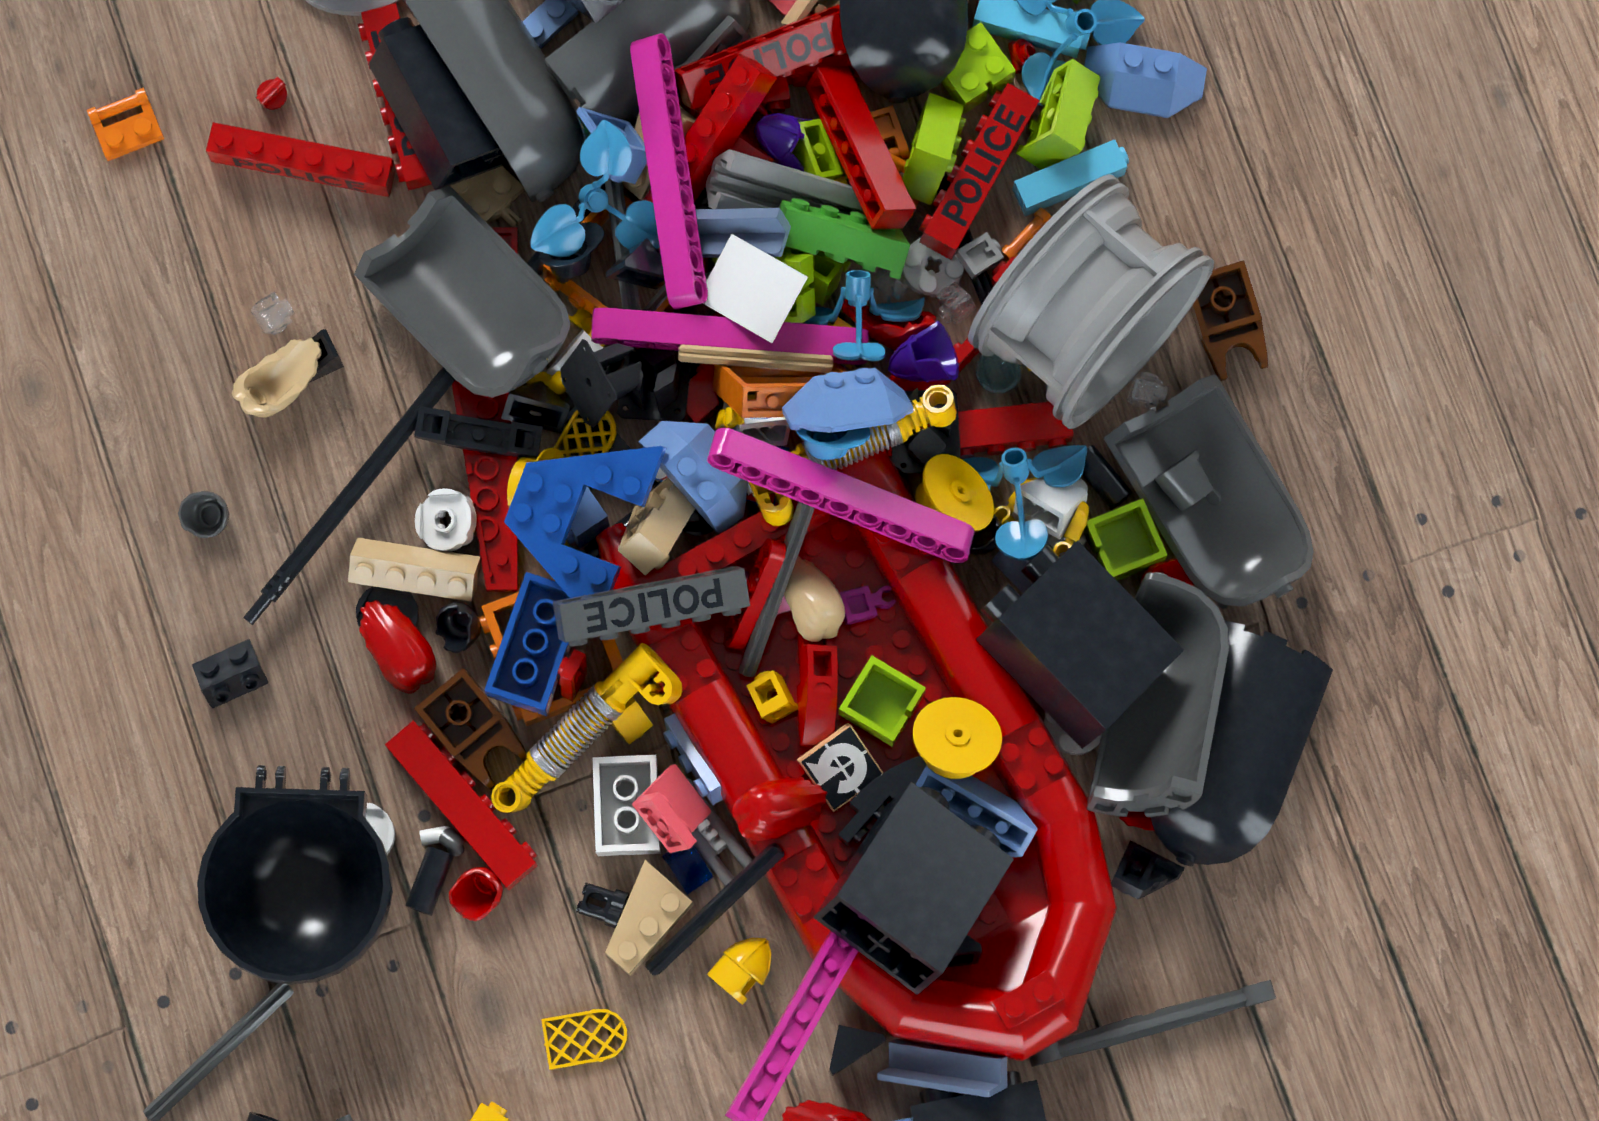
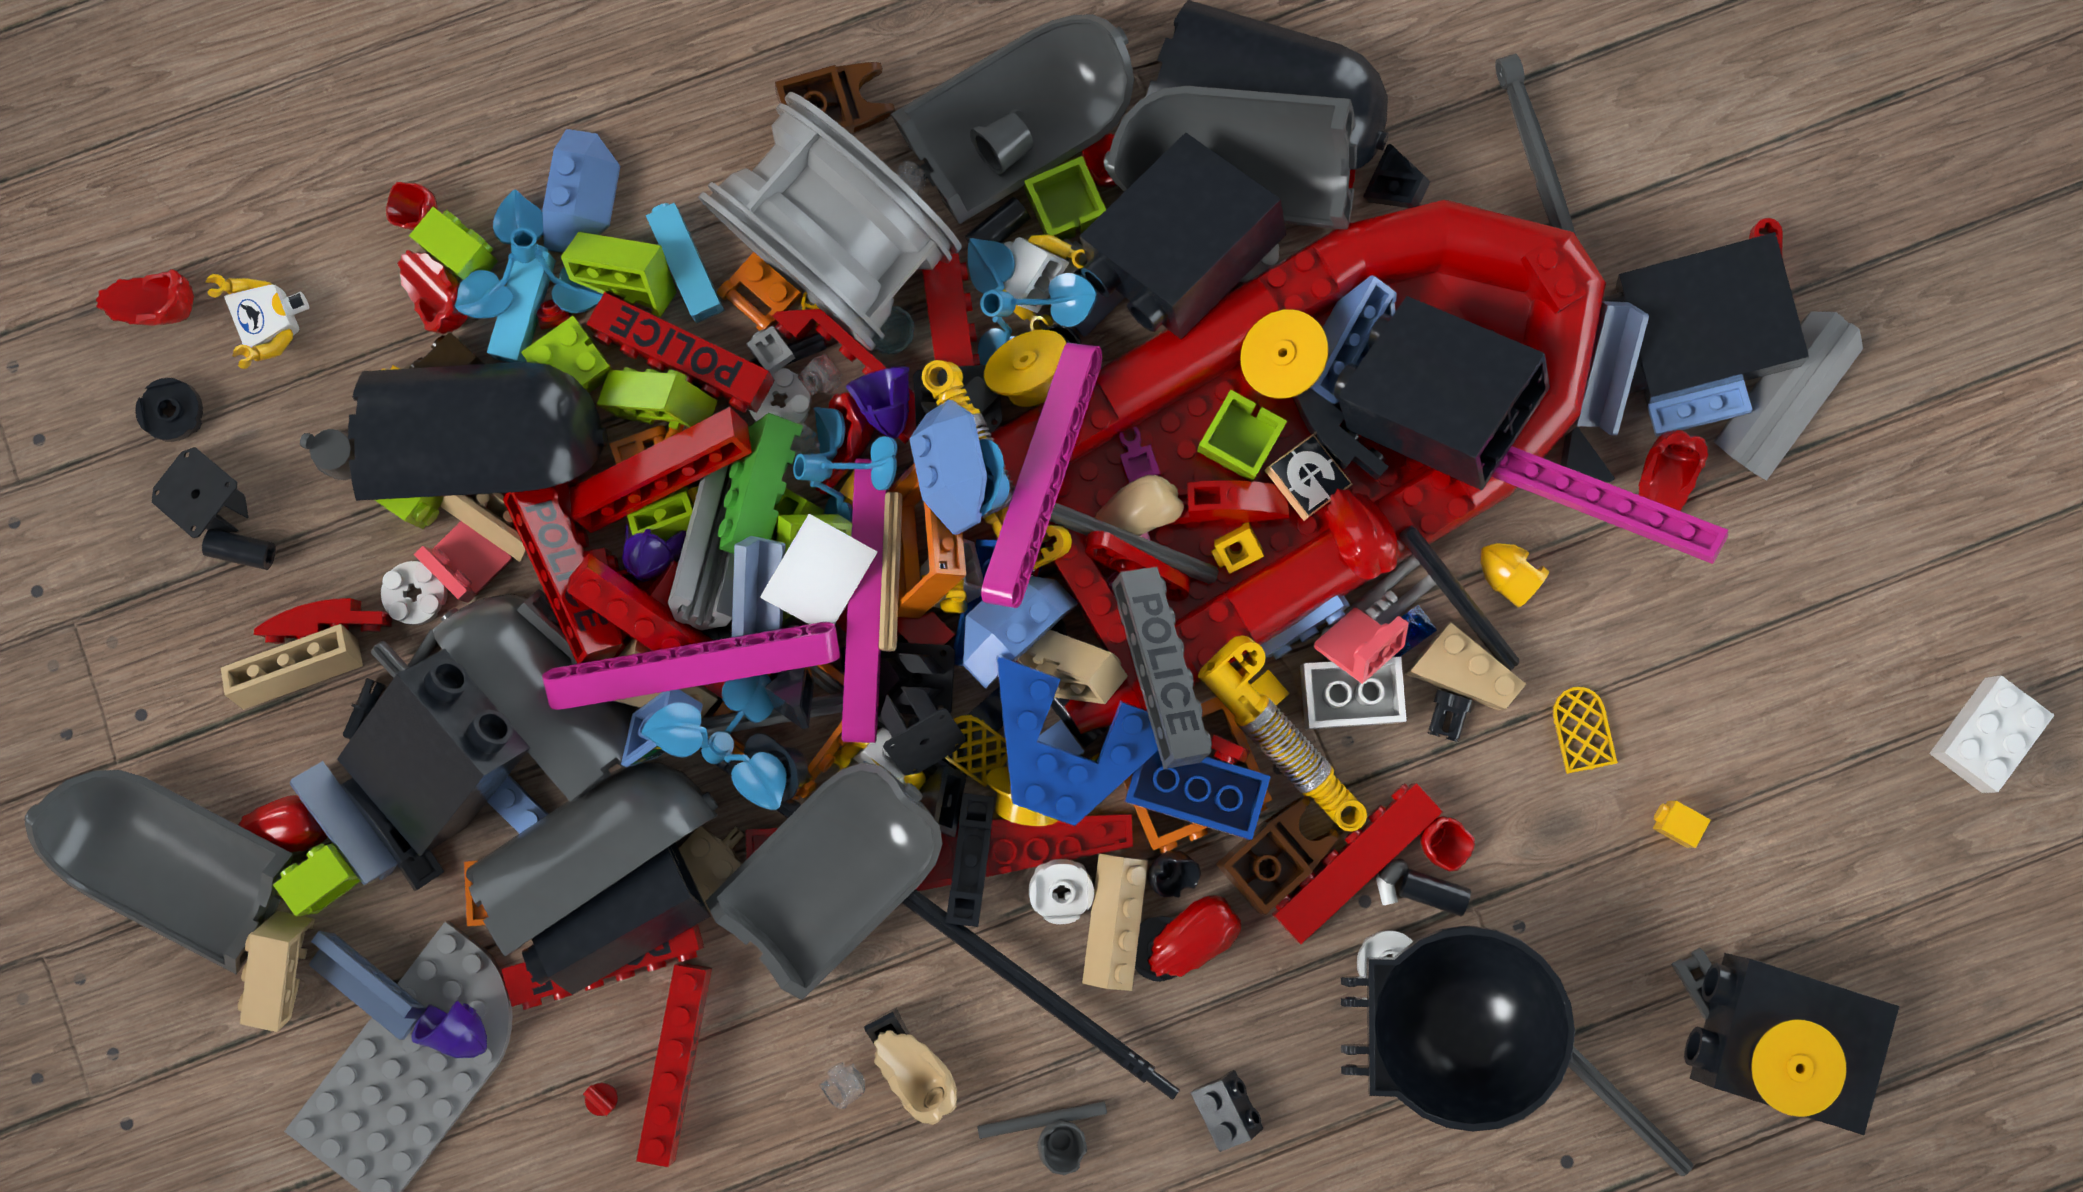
camera: 85 degrees left, 5 degrees up
(231, 499) = (1041, 1120): none -> dark grey bar

